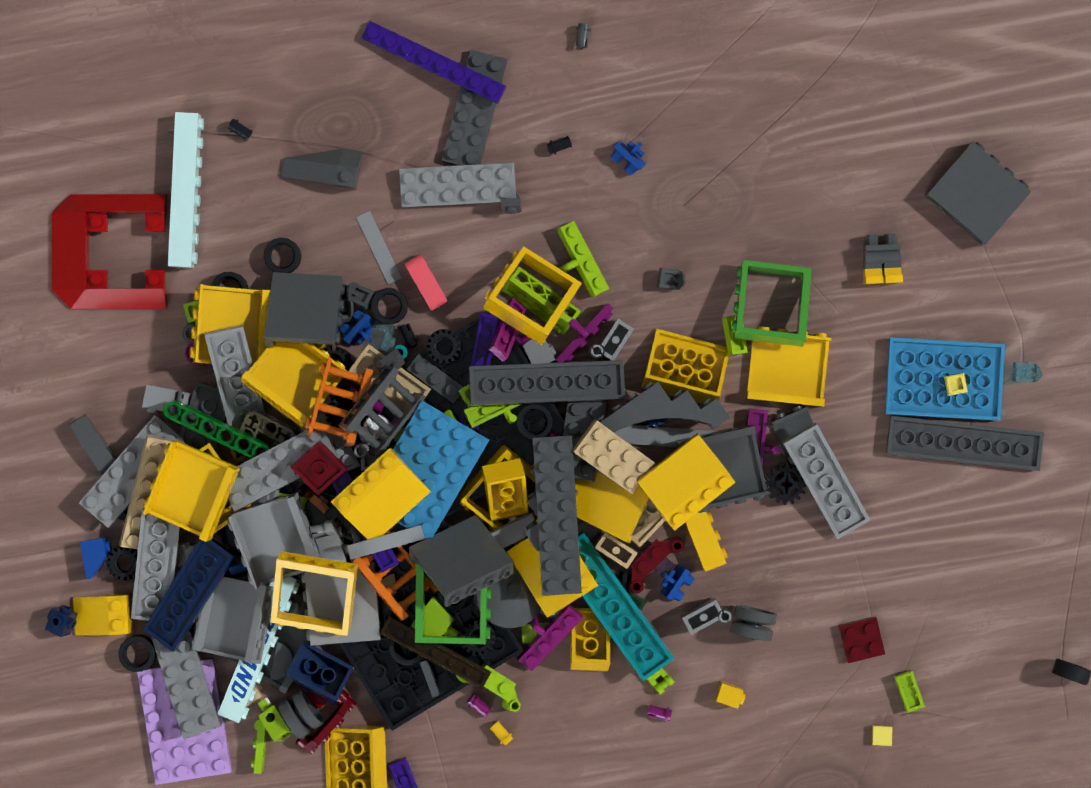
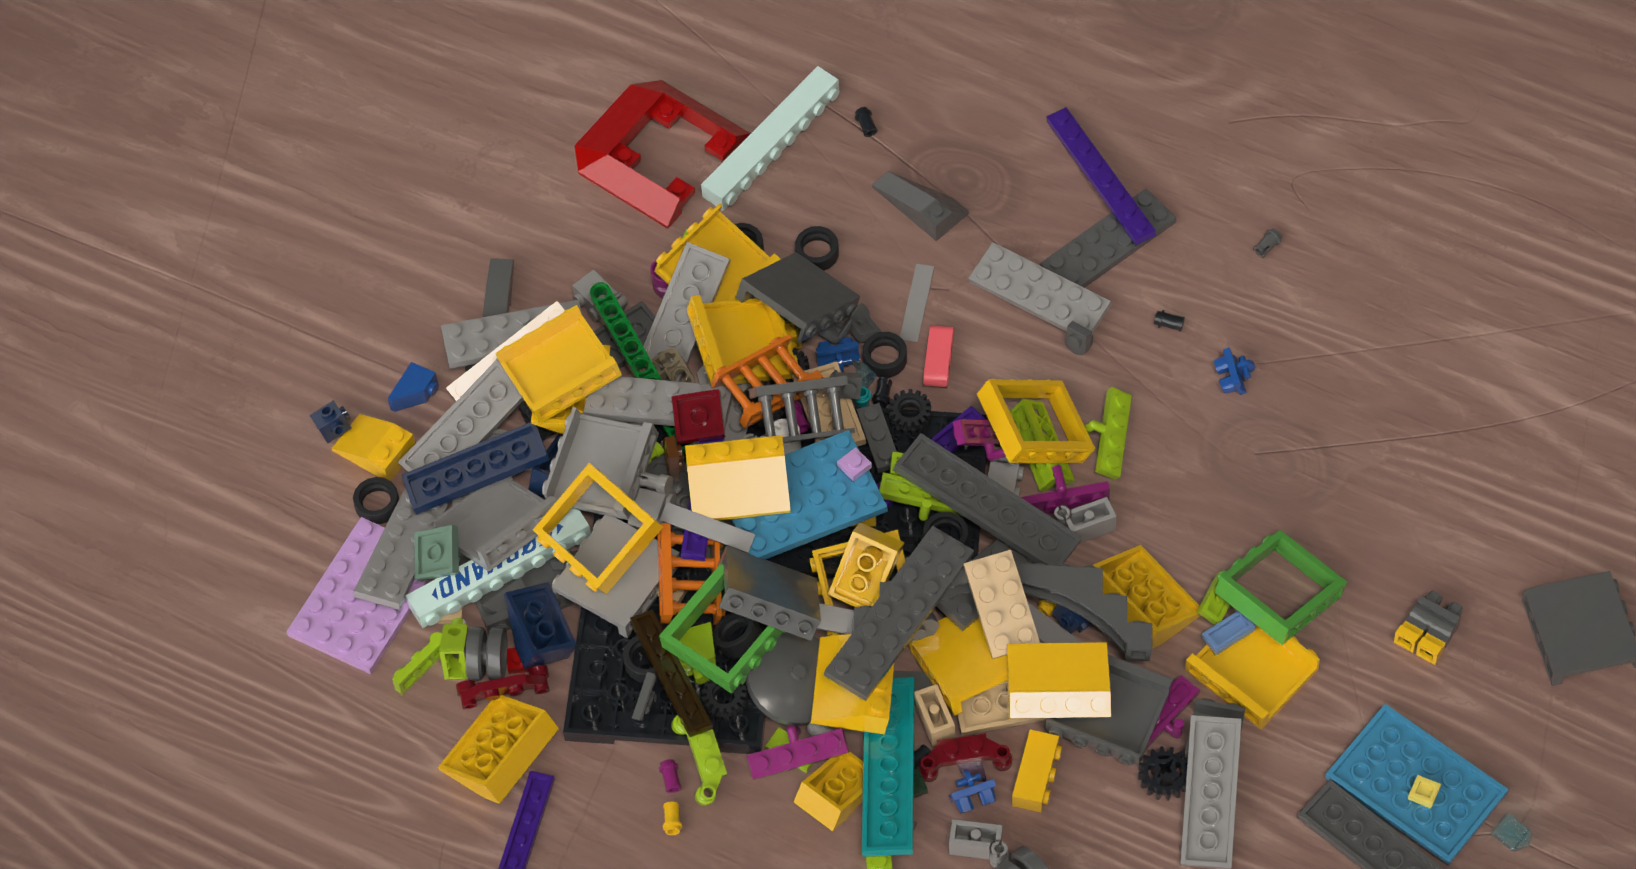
camera: 40 degrees right, 30 degrees down
(113, 563) = (427, 404): black tyre -> none
(216, 674) = (436, 553): none -> sand green tile
(447, 427) = (854, 464): none -> lavender plate
(671, 279) = (1191, 506): dark grey plate -> none
(757, 357) = (1228, 632): none -> medium blue tile

